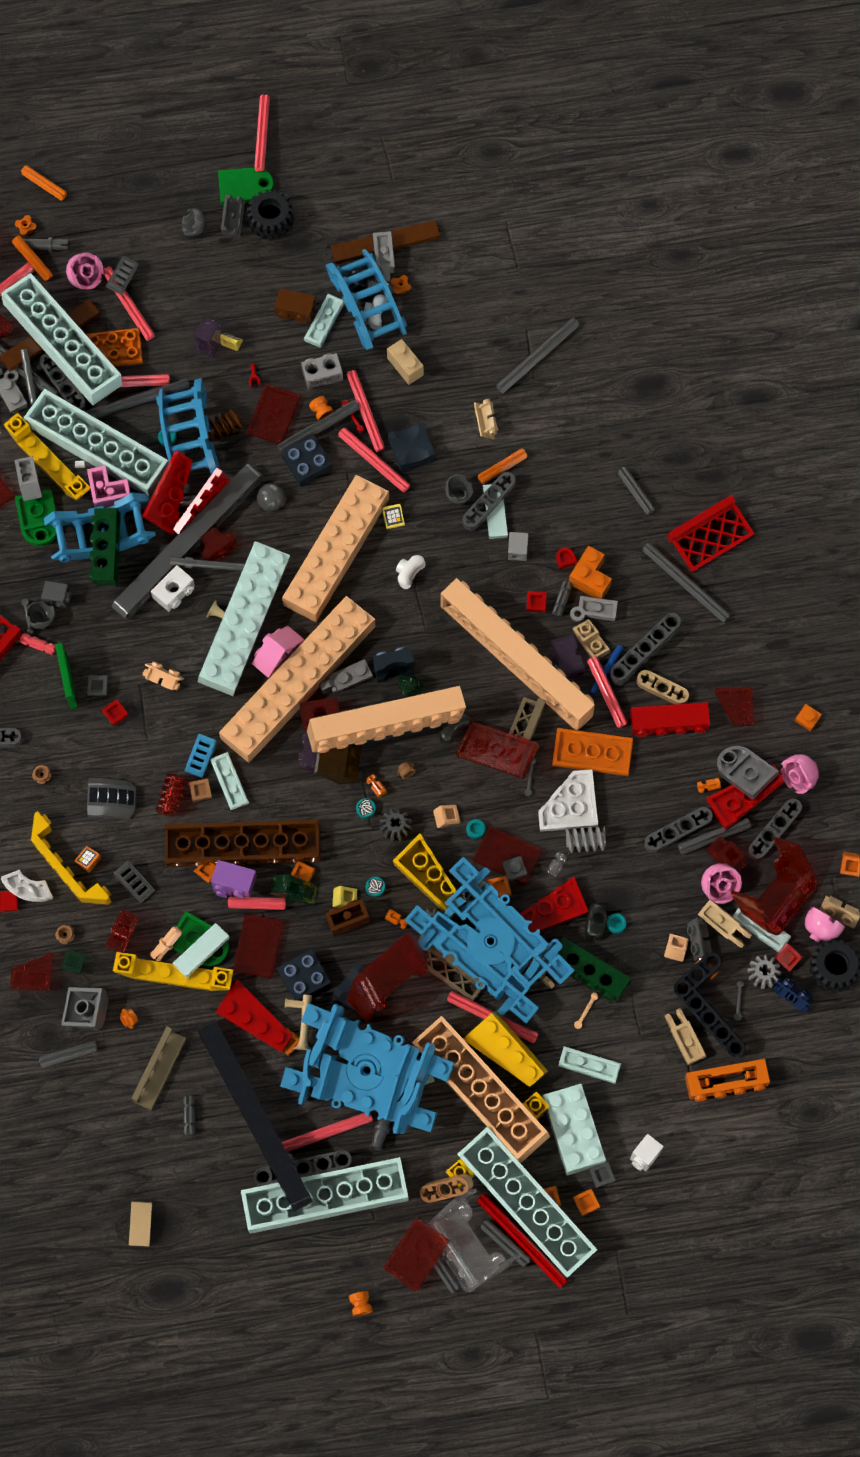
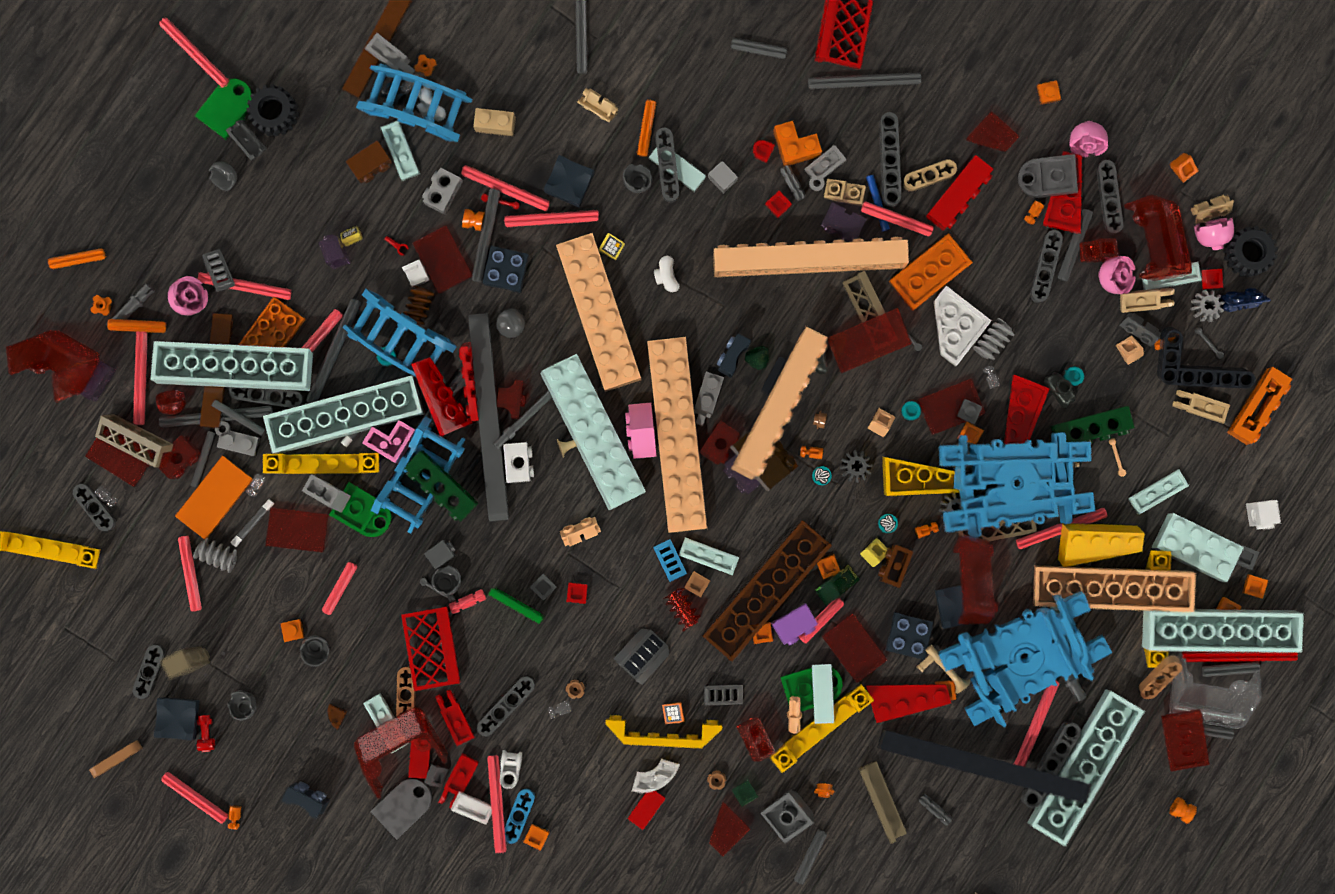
camera: 45 degrees left, 15 degrees up
(18, 777) = (562, 709): none -> clear piece
(246, 404) = (416, 273): none -> white panel

